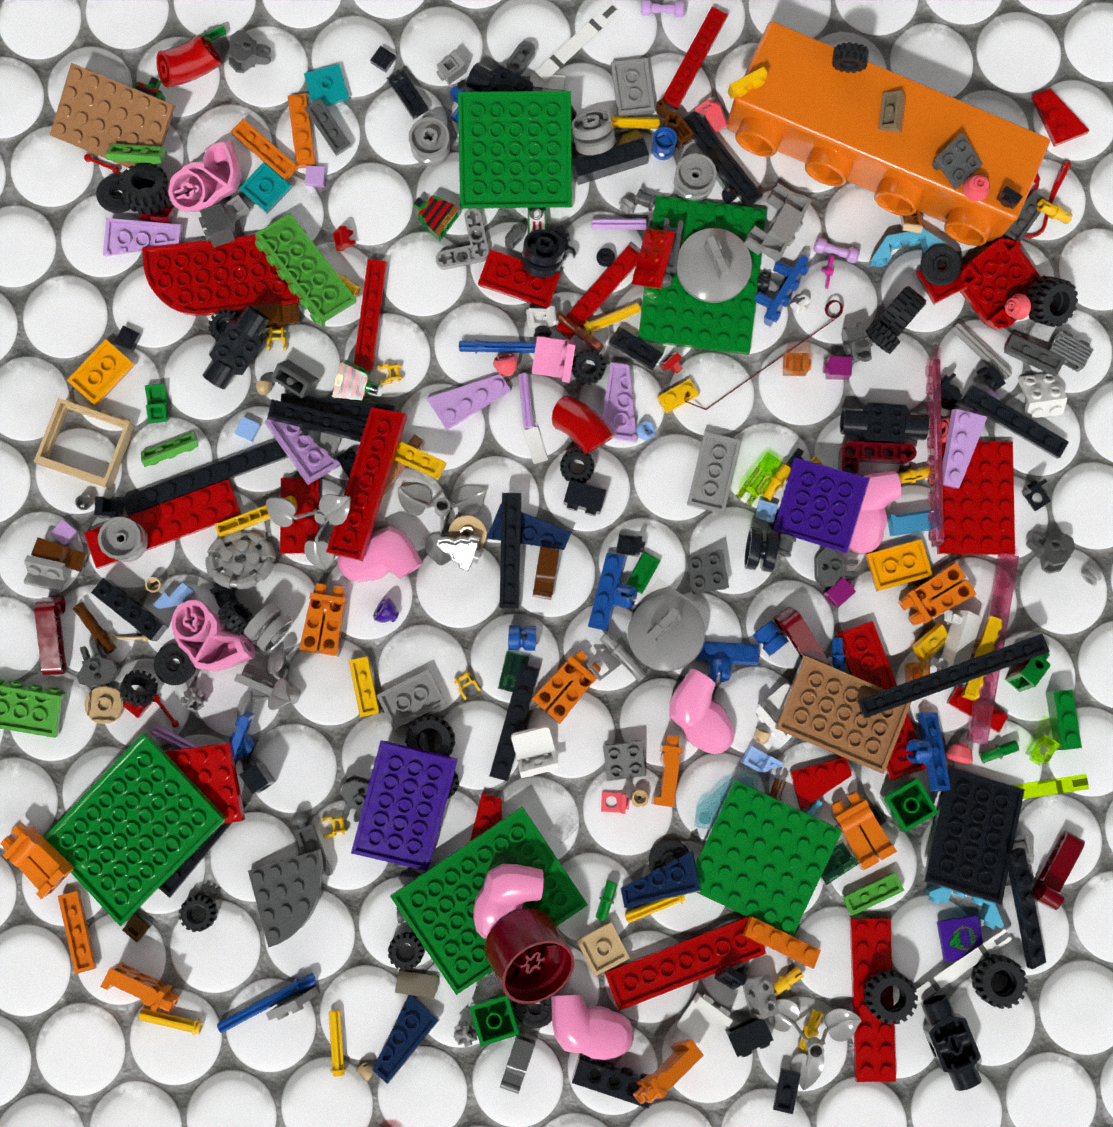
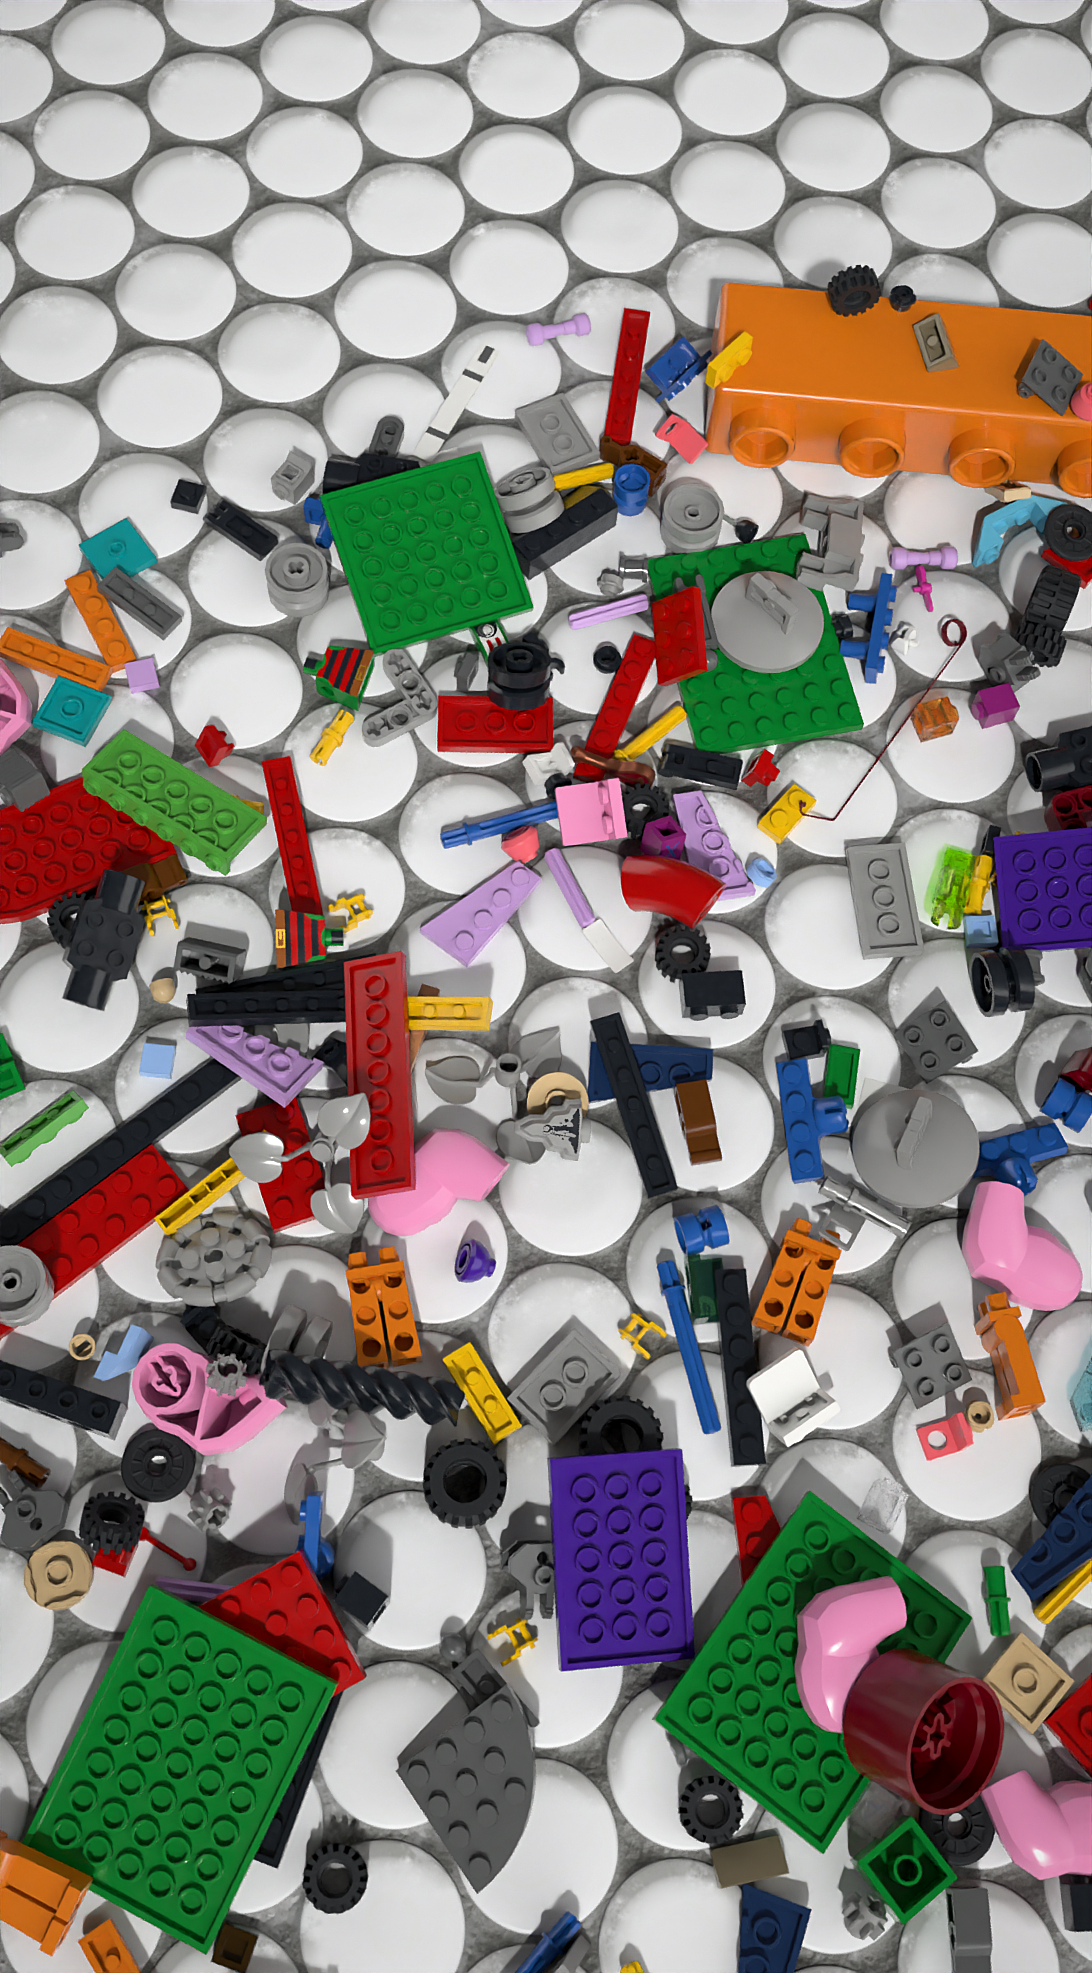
camera: 25 degrees left, 15 degrees down
(114, 638) = (93, 1440): tan hinge -> none
(220, 626) = (224, 1365): none -> light grey gear
(236, 208) = (37, 750): light grey plate -> none
(256, 679) = (306, 1441): light grey bracket -> none
(294, 664) = (367, 1386): none -> black piece
(319, 734) = (460, 1454): none -> black tyre
(416, 255) = (331, 737): none -> yellow pin
(490, 700) = (688, 1347): none -> blue axle
(591, 391) = (663, 838): none -> magenta brick
(723, 160) = (736, 499): black plate -> none
(726, 64) = (677, 369): none -> blue bracket
(880, 73) = (902, 298): none -> black plate

